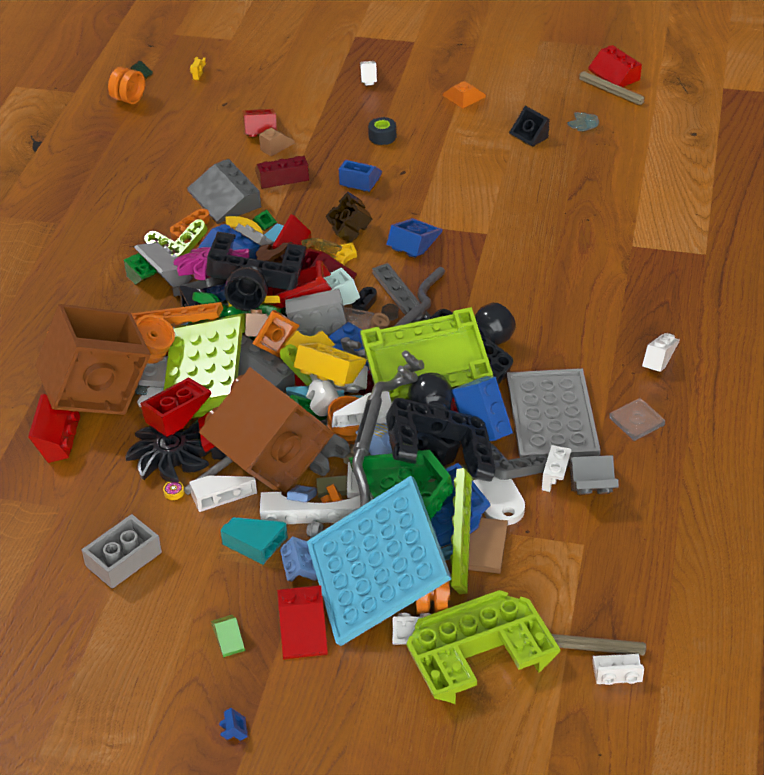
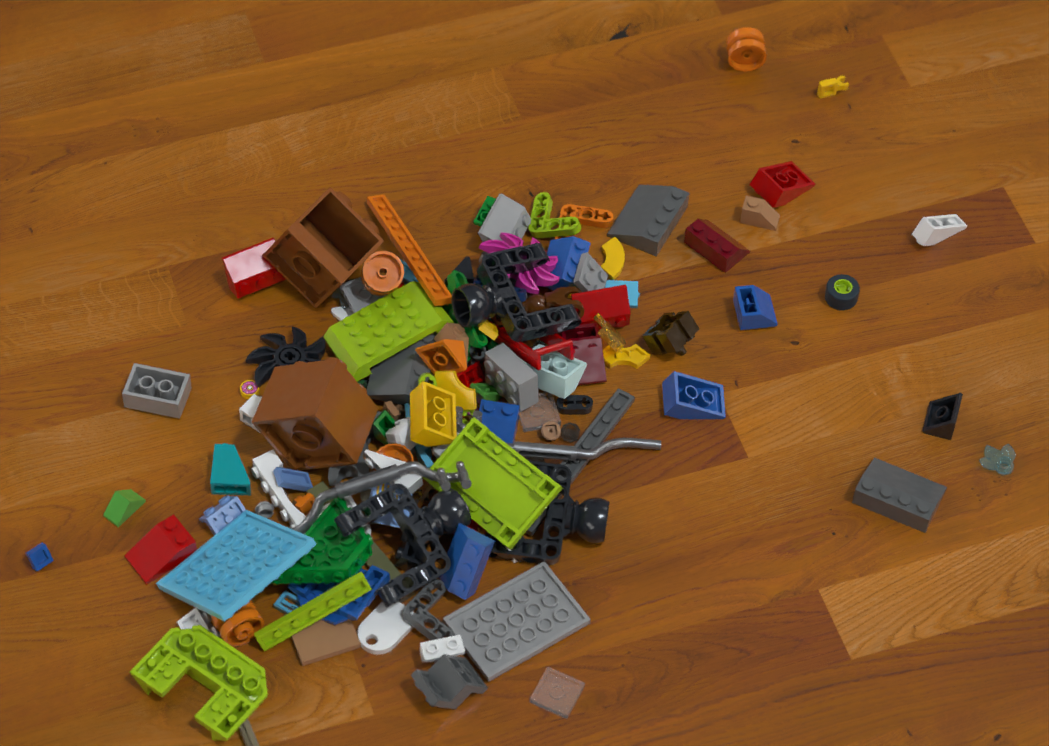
camera: 55 degrees right, 10 degrees up
(141, 67) = (792, 45): clear green slope -> none
(174, 406) = (321, 335): red slope -> none
(264, 220) = (634, 269): green slope -> none
(464, 94) = (968, 332): orange slope -> none
(582, 175) = (899, 494): none -> dark grey slope
(660, 352) = (659, 674): white slope -> none

